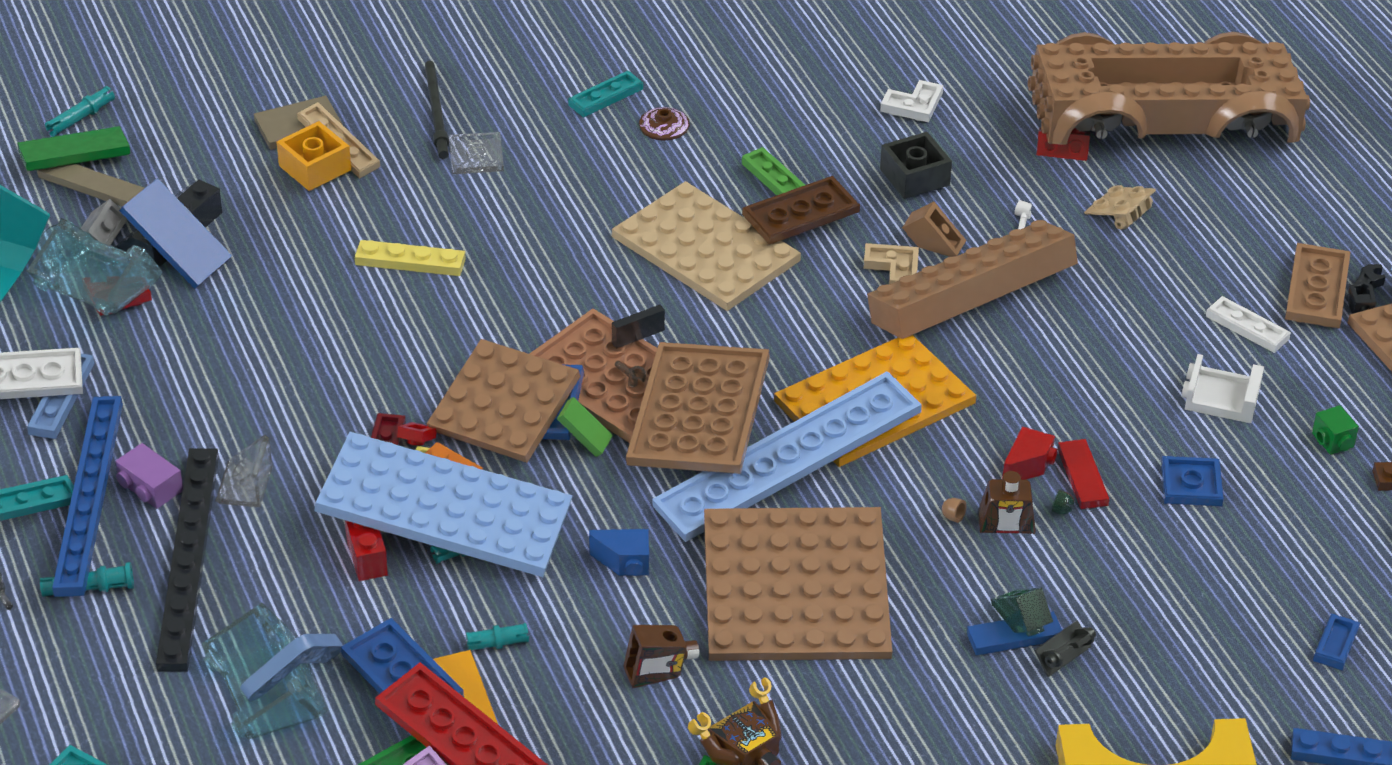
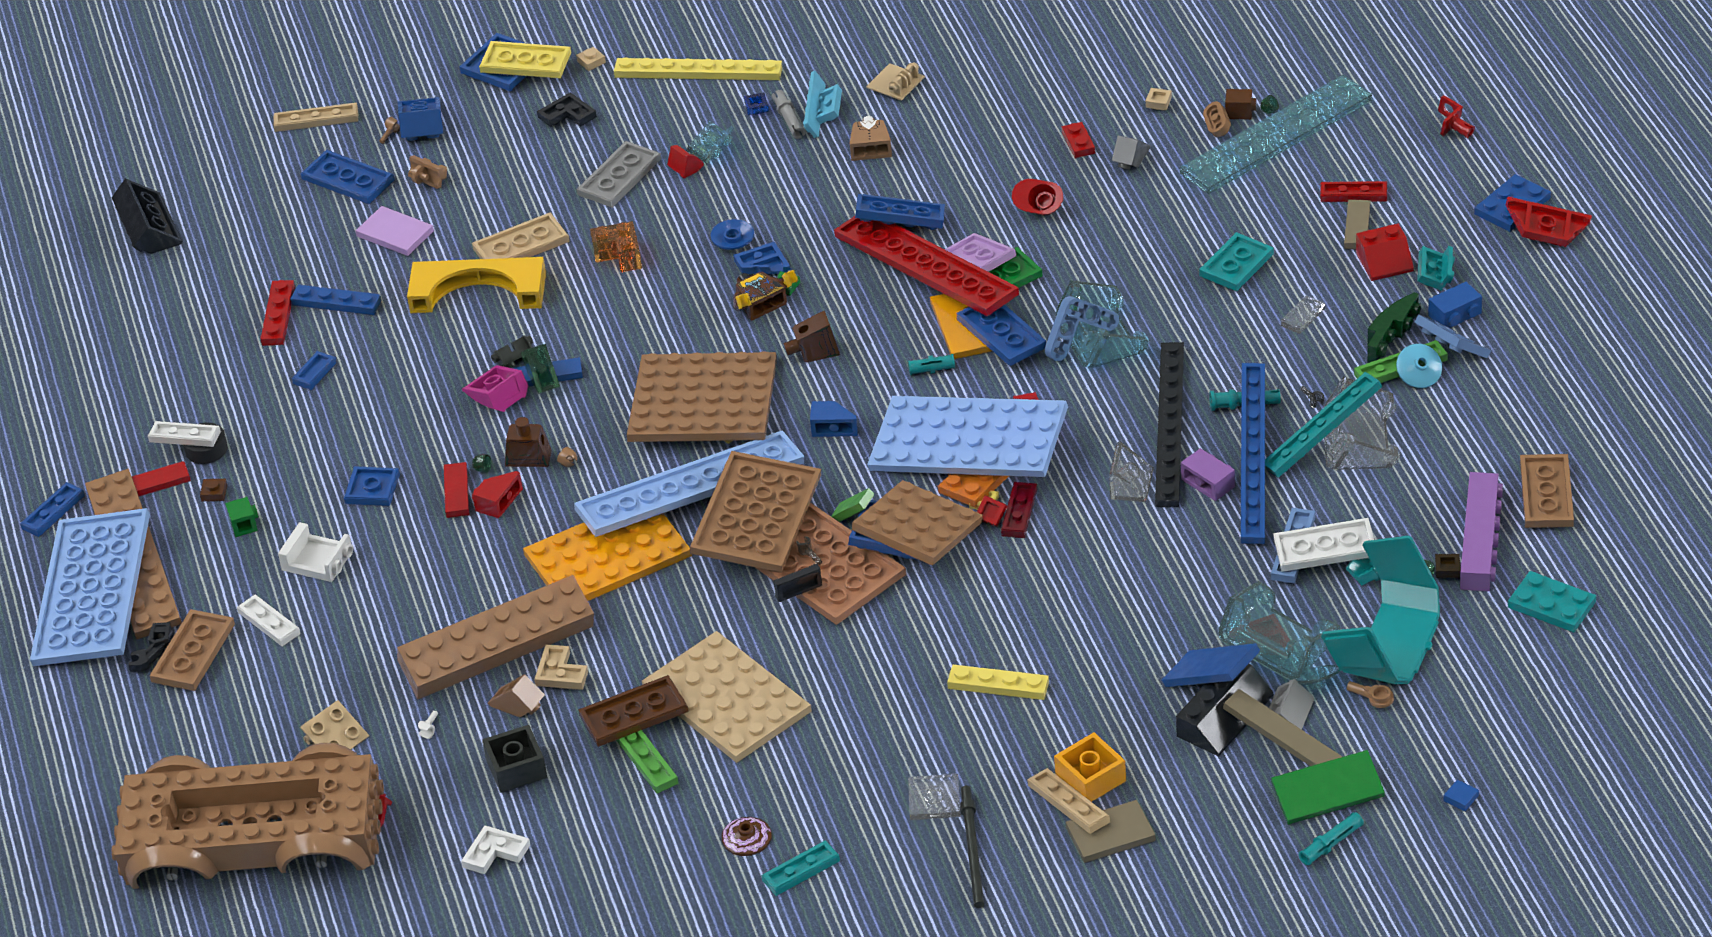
camera: 170 degrees left, 0 degrees up
(1081, 595) = (498, 388): none -> dark pink slope

